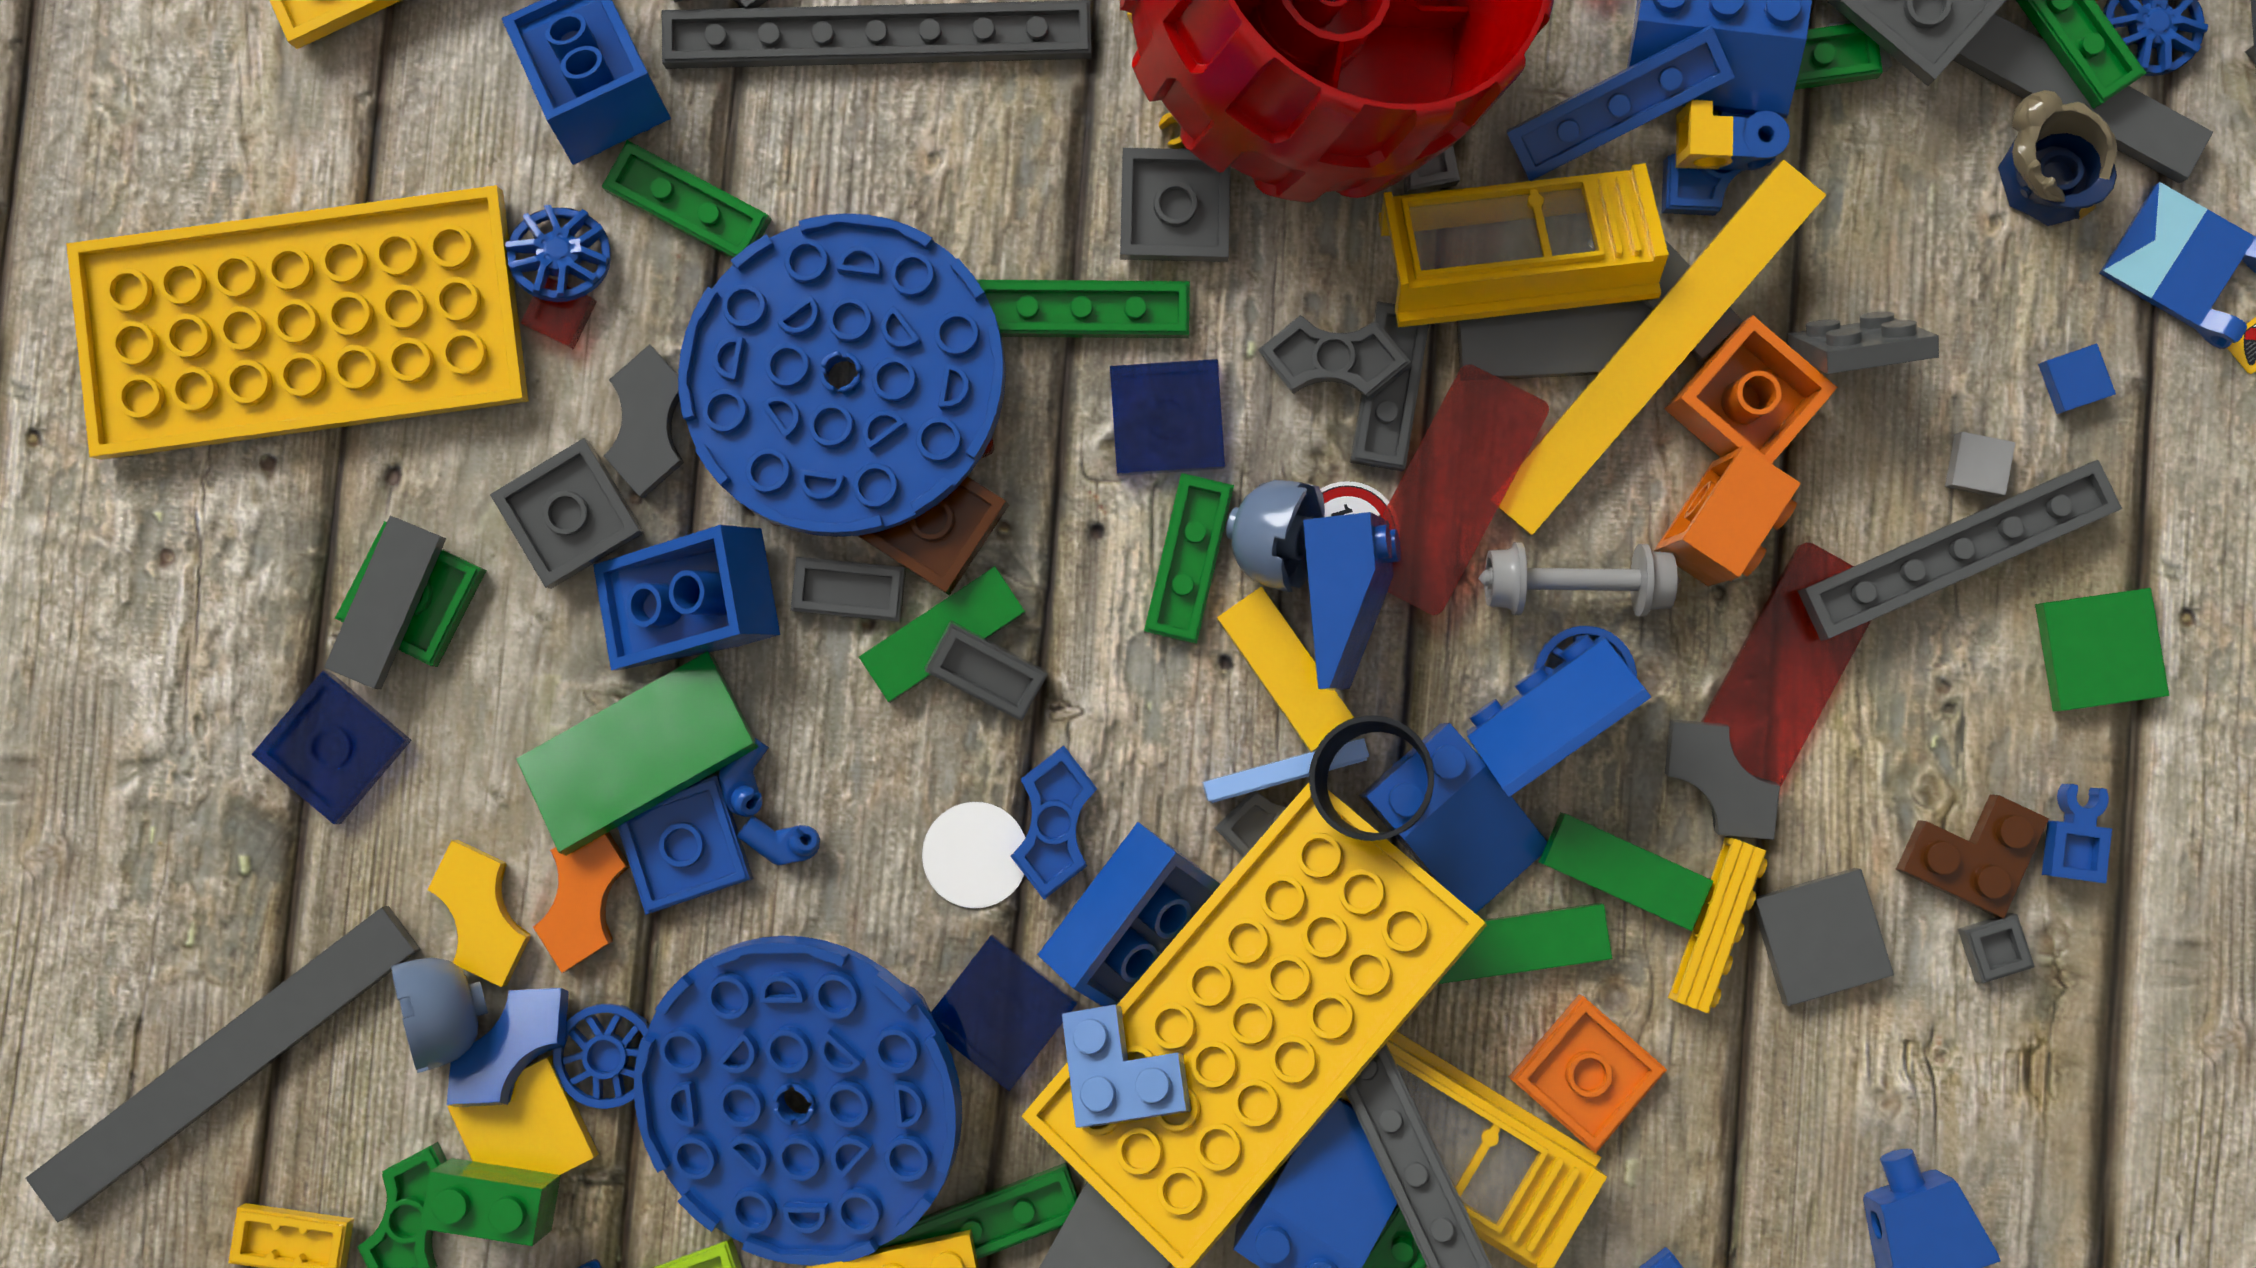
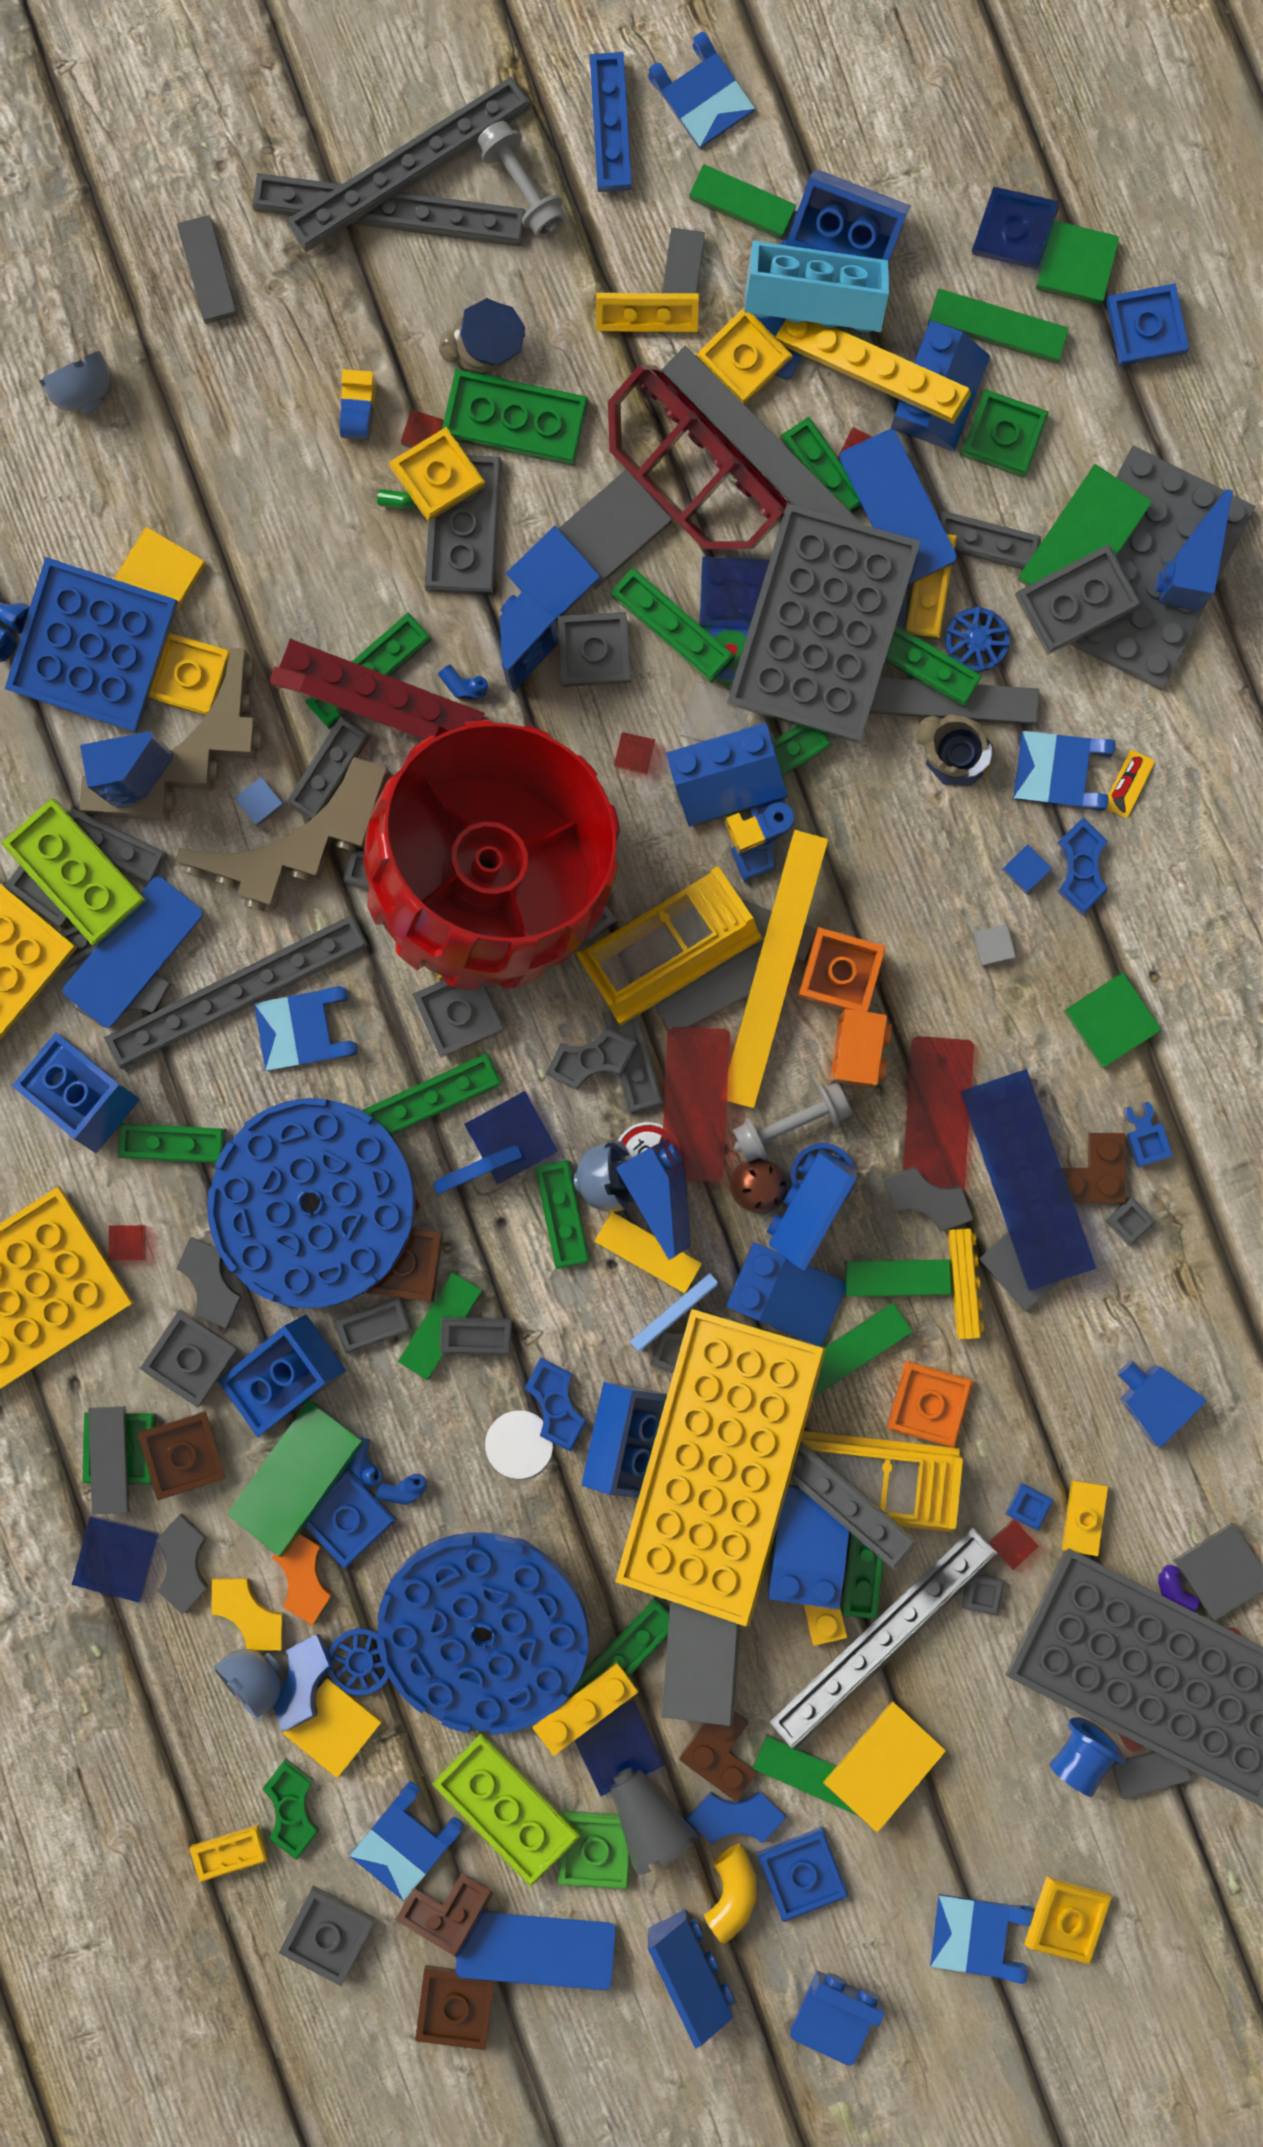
camera: 20 degrees left, 0 degrees up
(222, 1064) = (140, 1771): dark grey tile -> none
(413, 819) = (181, 1550): none -> dark grey tile
(490, 644) = (181, 1455): none -> reddish brown plate
(490, 1201) = (334, 1773): green brick -> none
(558, 253) = (111, 1208): blue wheel -> none
(936, 127) = (297, 1029): none -> blue flag
(1001, 1012) = (576, 1528): clear blue tile -> none
(1100, 435) = (477, 1169): none -> blue tile
(1106, 1083) = (656, 1539): medium blue plate -> none
(1333, 743) = (691, 1297): black tyre -> none
(1493, 651) = (762, 1186): none -> copper helmet
(1621, 103) = (687, 836): blue plate -> none
(1862, 345) = (889, 913): dark grey plate -> none
(1881, 820) = (1028, 1180): none -> clear blue plate
(1959, 550) = (1002, 1002): dark grey plate -> none
(2152, 428) = (1082, 851): none -> blue tile

